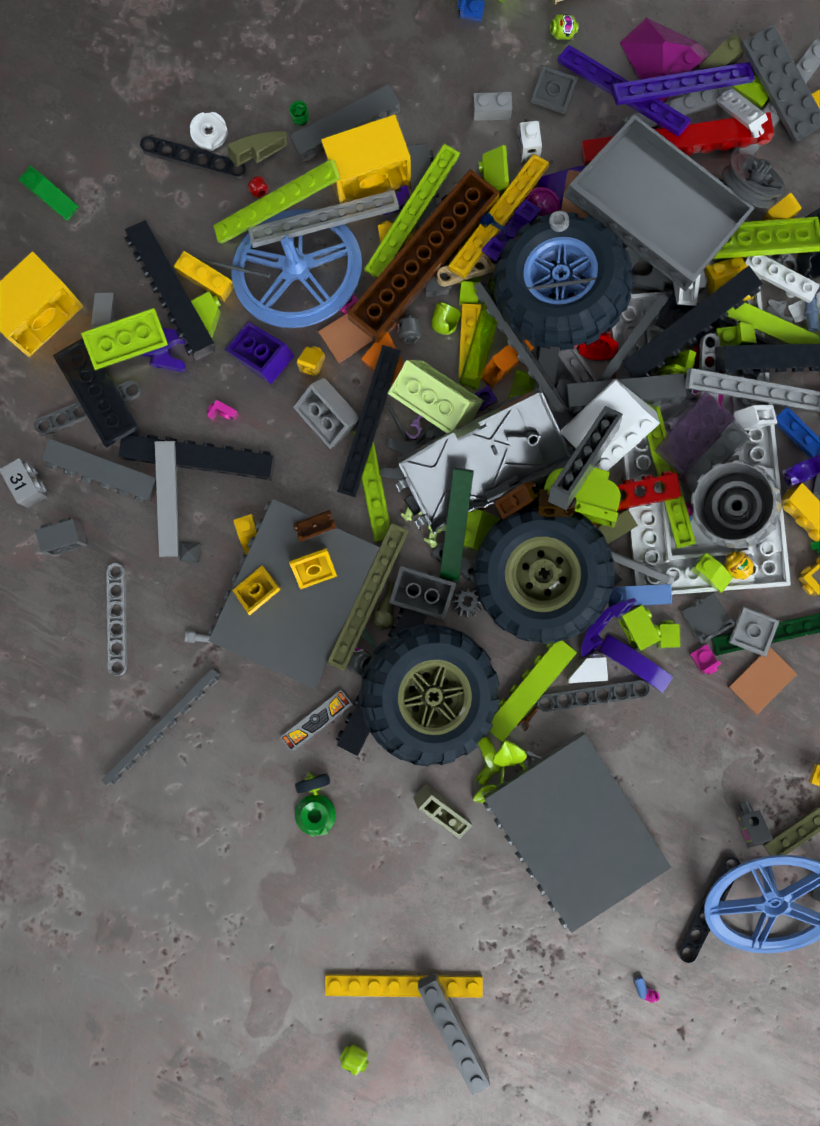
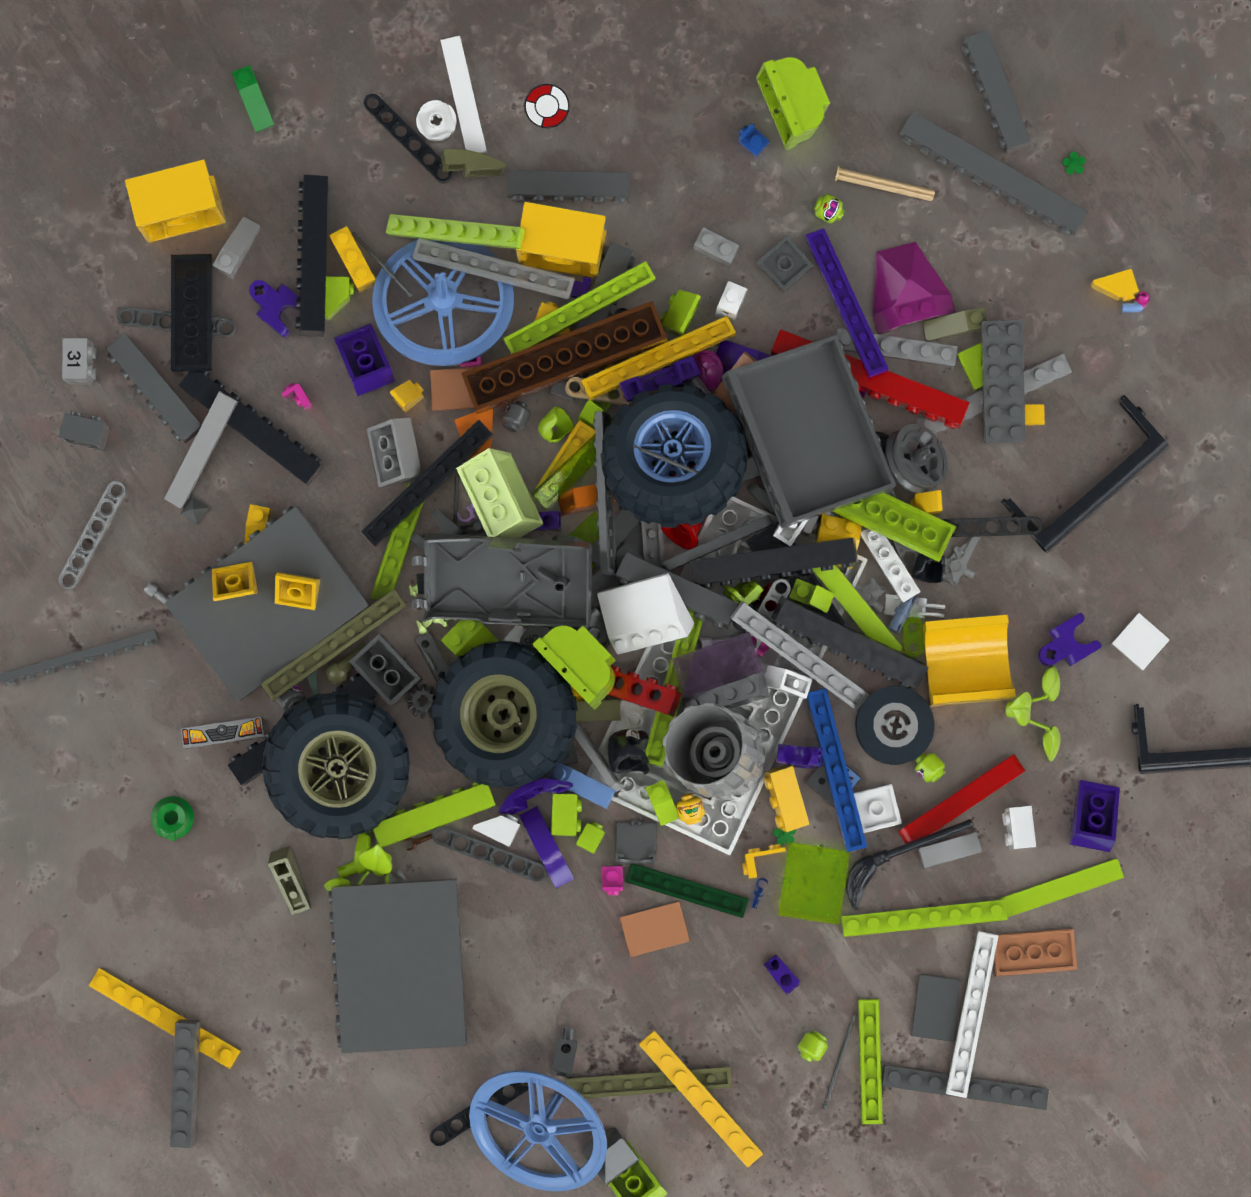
camera: 30 degrees right, 0 degrees up
(124, 339) = (245, 280): lime plate -> none
(217, 97) = (463, 94): none -> white tile
(258, 187) = (452, 201): red piece -> none
(290, 72) = (546, 106): none -> sticker
(300, 109) = (530, 152): green wheel -> none
(312, 783) = (186, 787): black wheel -> none
(314, 525) = (319, 553): reddish brown hinge -> none
(354, 1059) = (82, 1056): lime head -> none
(456, 523) = (449, 624): dark green tile -> none
(488, 219) = (642, 356): clear blue hand -> none
(516, 499) = (514, 632): reddish brown hinge -> none
(548, 509) = (542, 657): dark brown leg -> none
(559, 221) = (696, 400): light grey tile -> none
(585, 458) = (594, 629): dark grey brick -> none
(644, 992) = (380, 1150): arm -> none
(656, 547) = (622, 748): none -> black piece
(682, 83) = (903, 329): dark purple plate -> none
(743, 111) = (941, 387): white plate -> none
(753, 631) = (670, 878): light grey plate -> none

